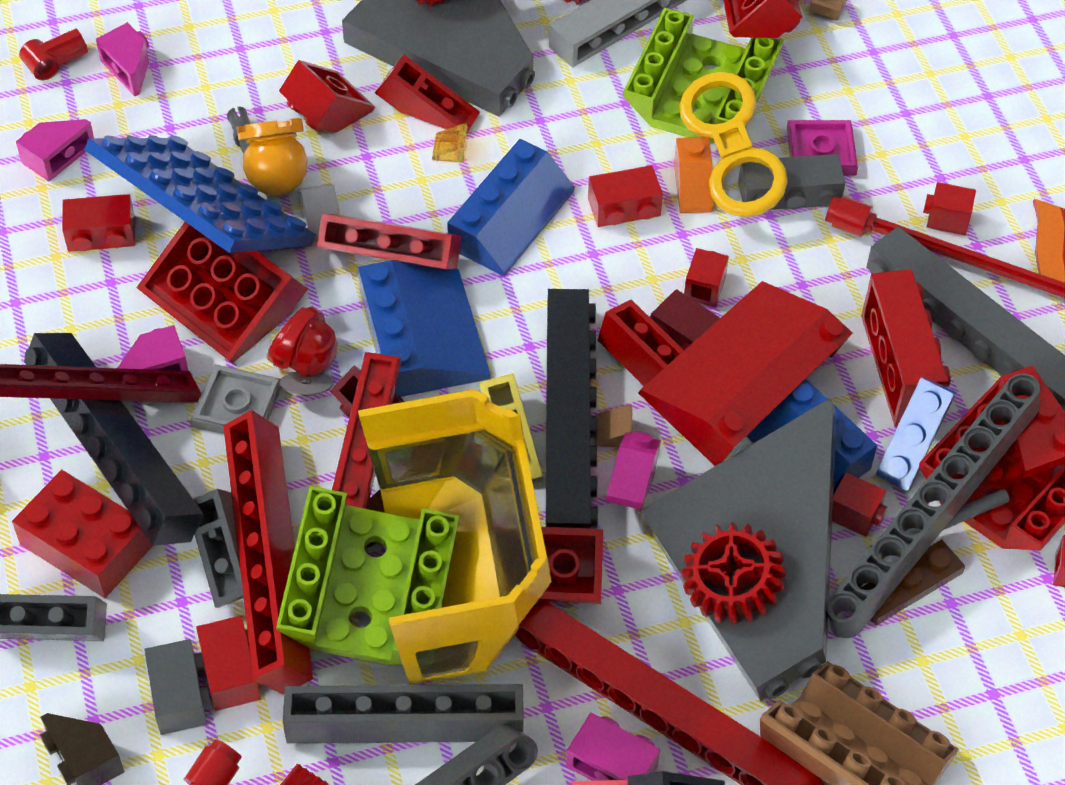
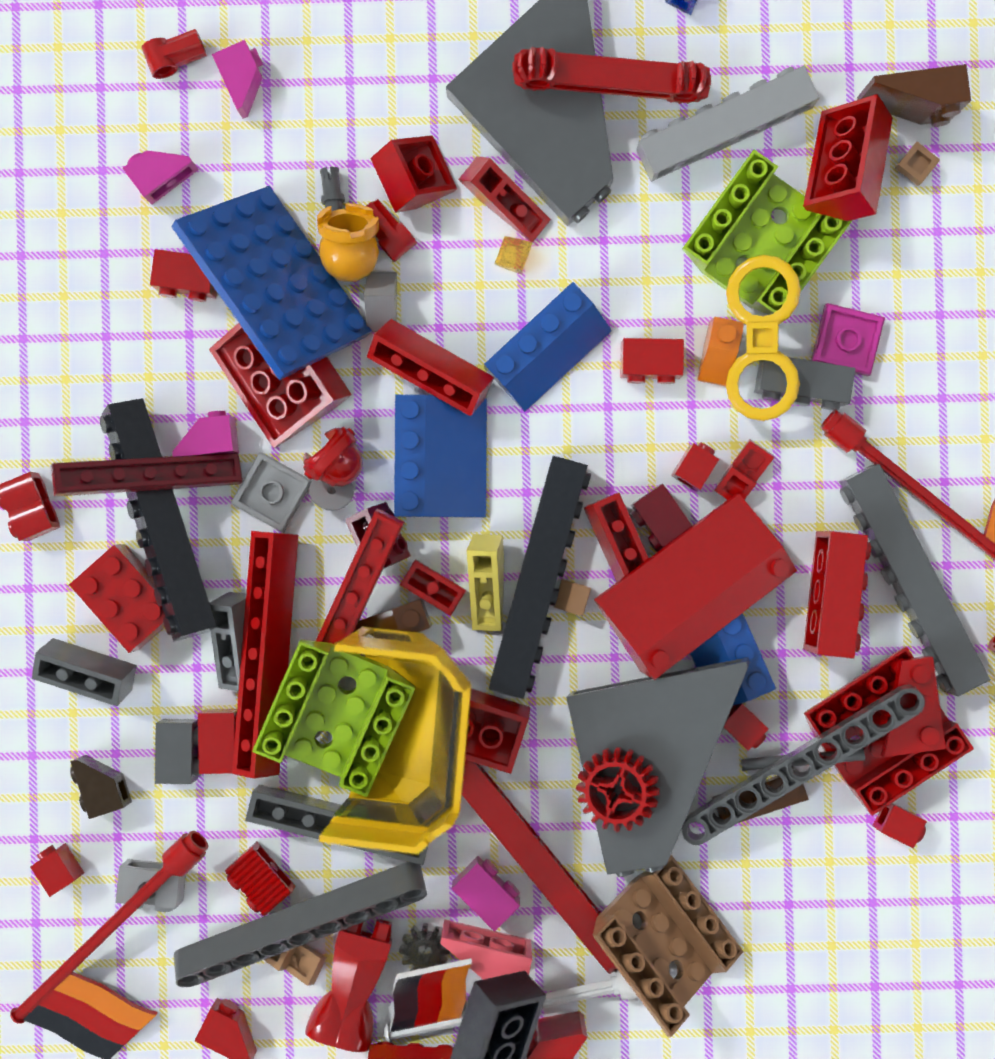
camera: 15 degrees right, 35 degrees up
(321, 151) = (391, 236): none -> red piece
(633, 470) = (571, 658): dark pink slope -> none
(764, 265) = (744, 471): none -> red slope
(915, 433) = (812, 685): plate -> none
(949, 208) = (935, 444): red brick -> none

